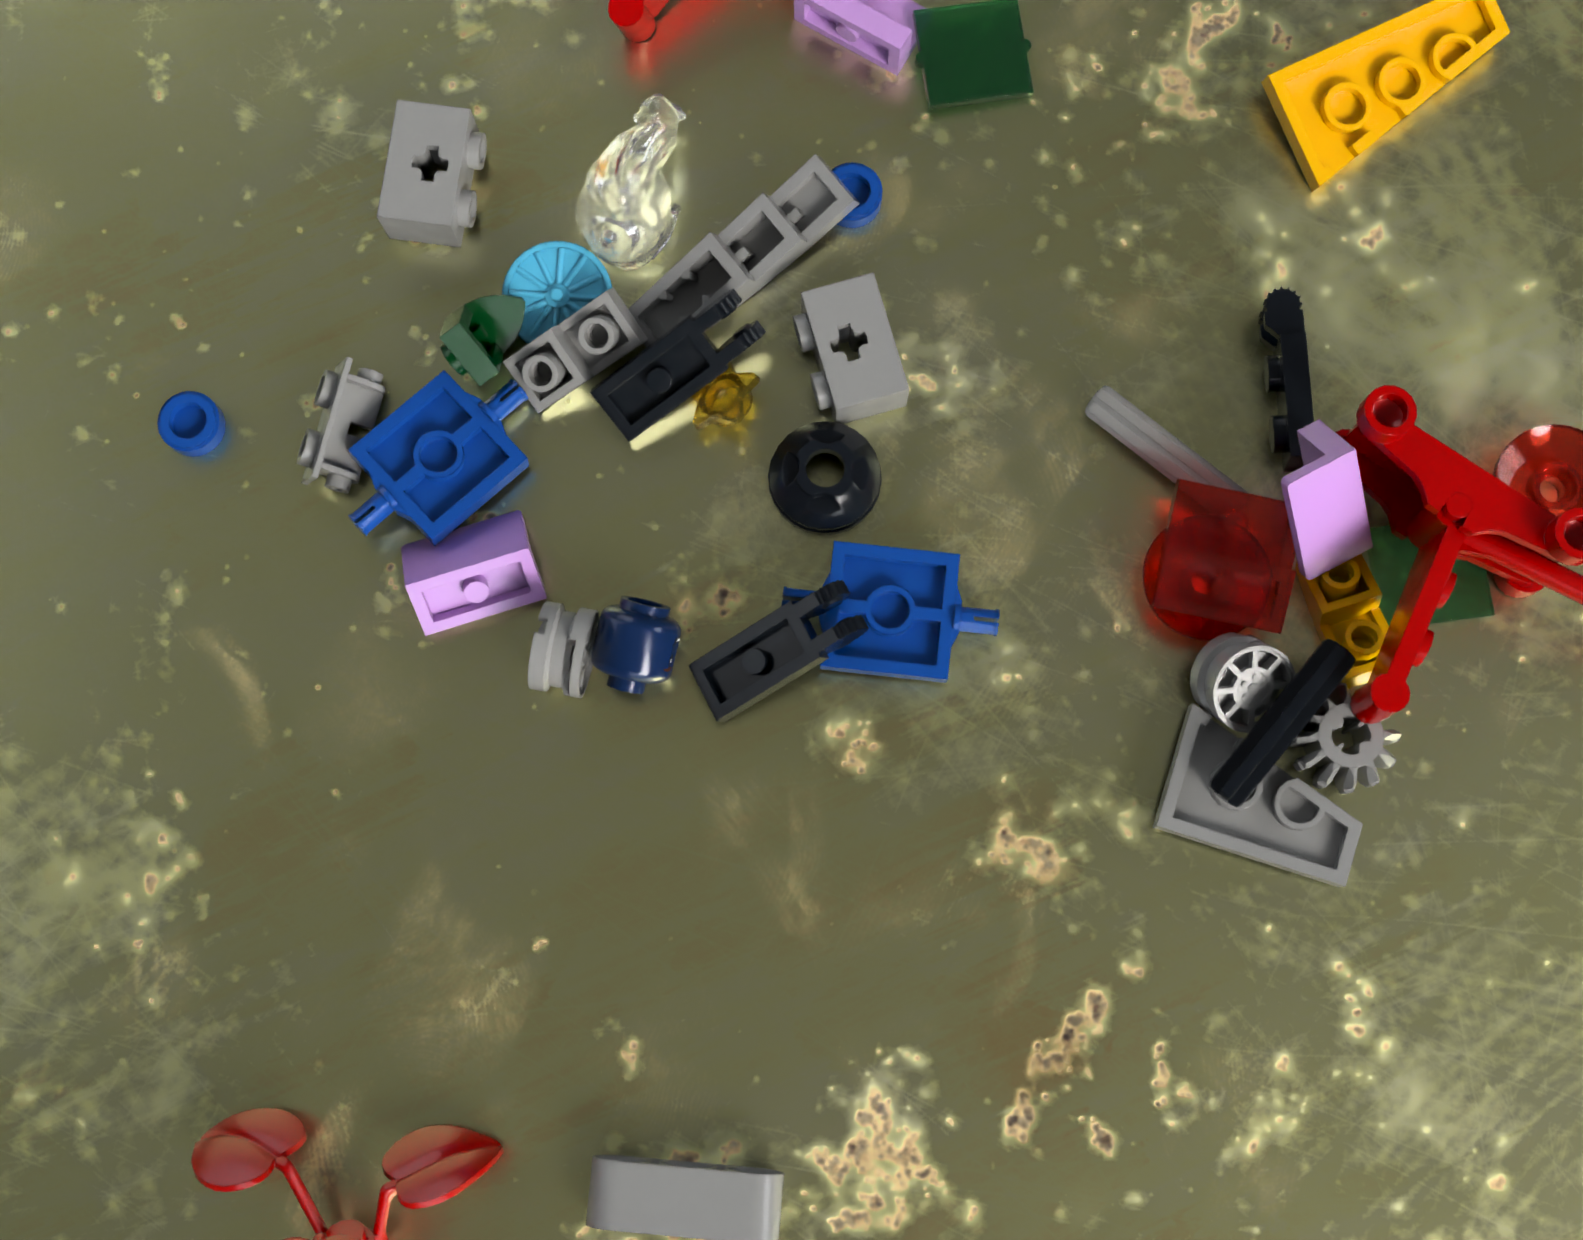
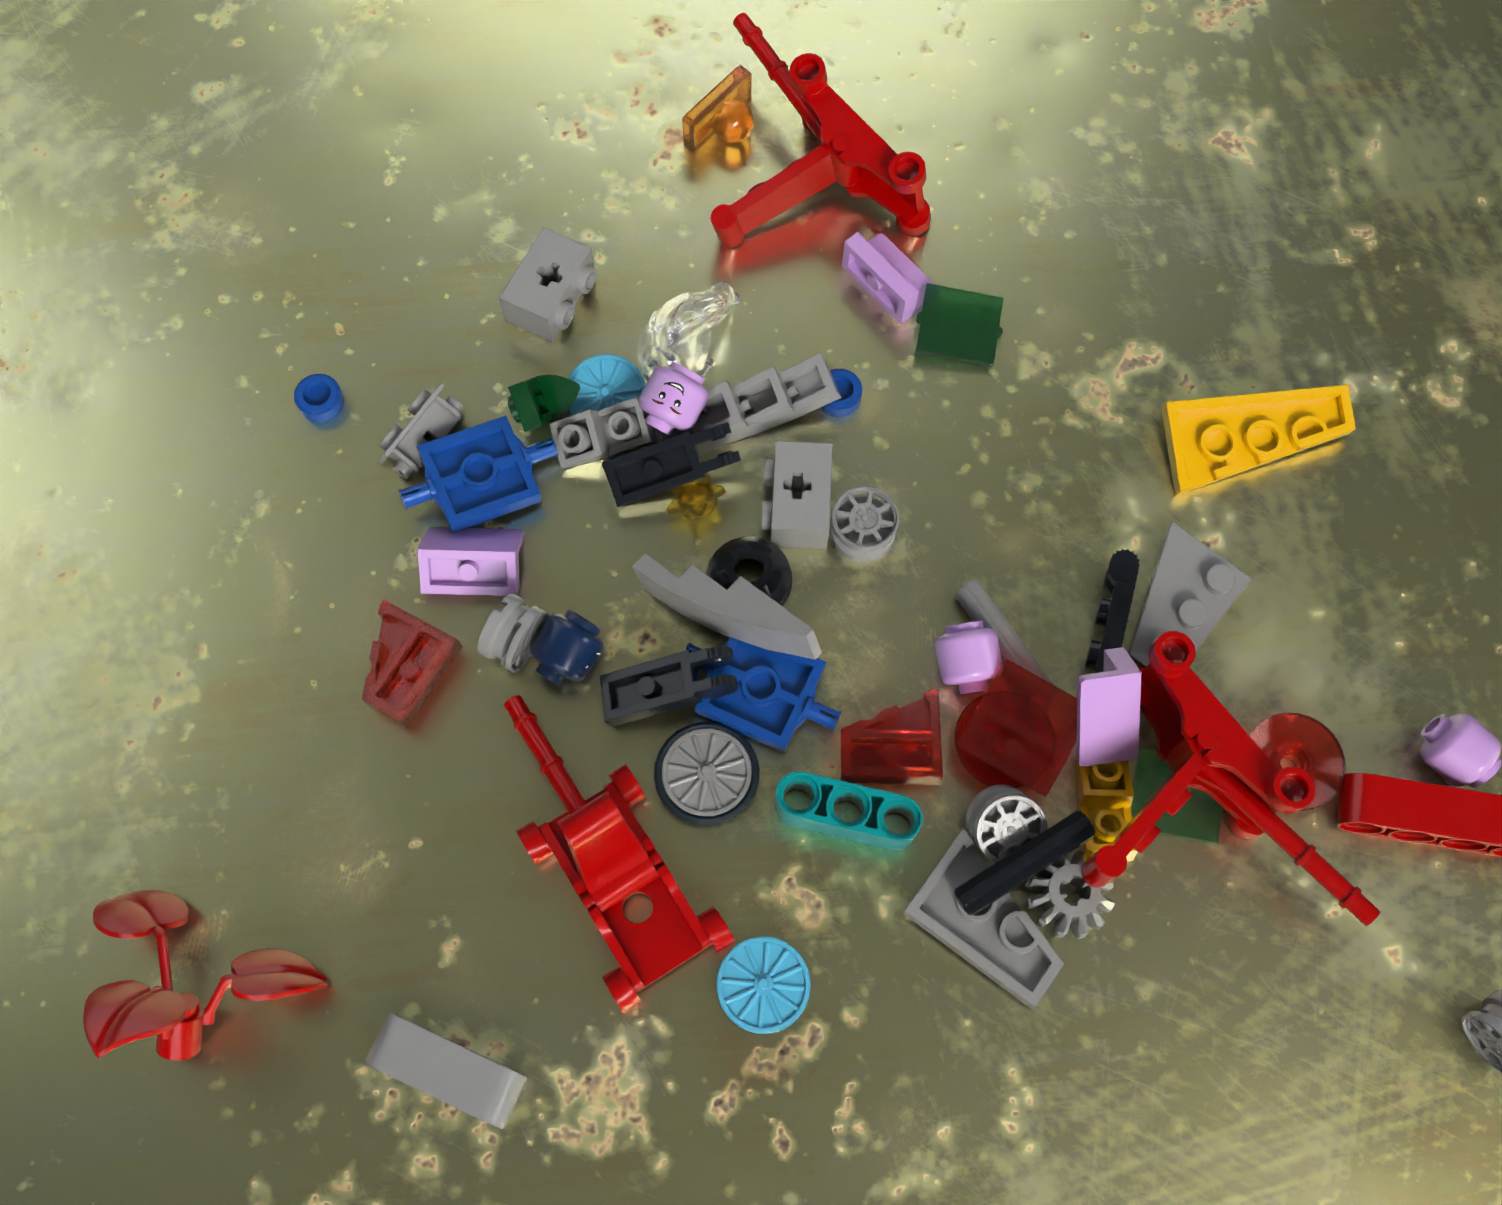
camera: 15 degrees right, 10 degrees down
(444, 730) = (406, 663): none -> clear red wing
(653, 280) = (673, 398): none -> lavender head
(789, 889) = (610, 860): none -> red piece
(834, 533) = (737, 612): none -> light grey slope
(861, 739) = (706, 773): none -> light grey wheel
(945, 360) = (863, 525): none -> light grey wheel
(1018, 968) = (763, 984): none -> medium azure wheel
(1074, 711) = (872, 802): none -> teal beam
(1077, 628) = (895, 745): none -> clear red wing
(1129, 488) = (968, 656): none -> lavender head
(1366, 323) = (1186, 593): none -> light grey wing

